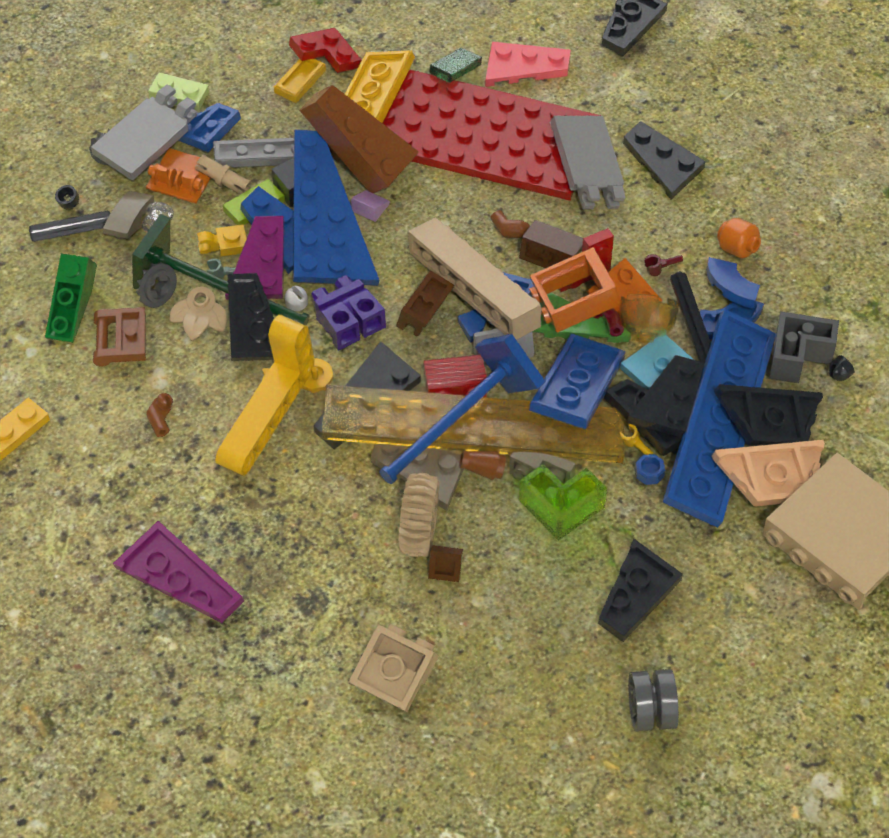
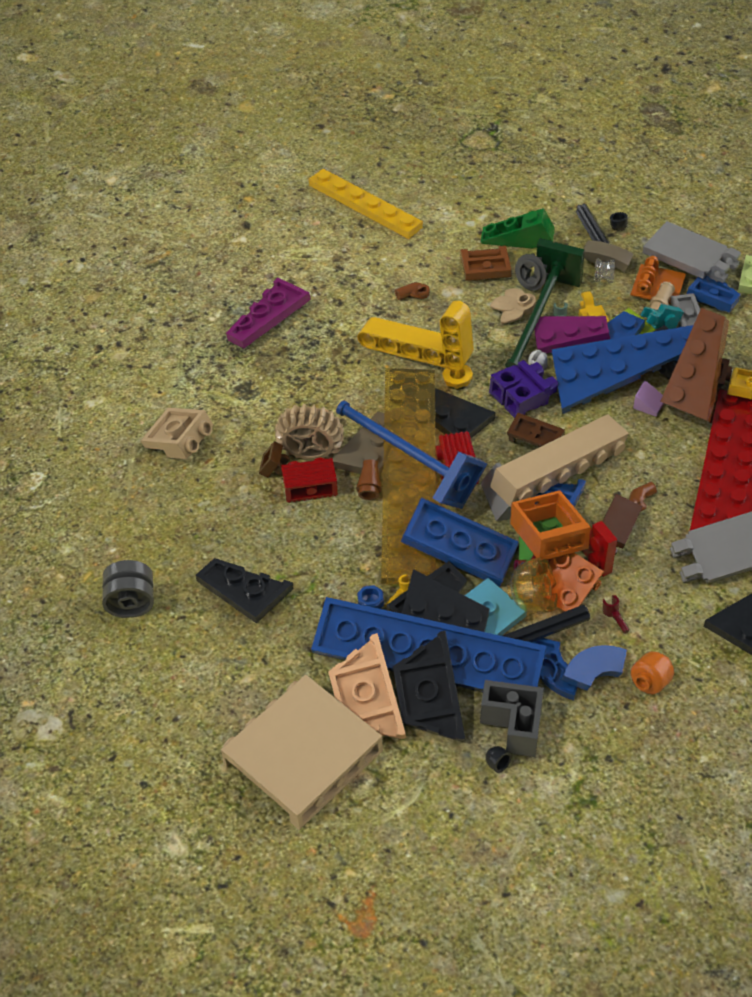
camera: 90 degrees right, 5 degrees down
(249, 318) = (503, 327): black wing -> none
(255, 169) = (665, 315): none -> teal plate
(478, 524) = (309, 479): none -> red brick
(525, 462) = (365, 522): dark tan slope -> none
(562, 505) = (326, 528): clear neon green brick -> none

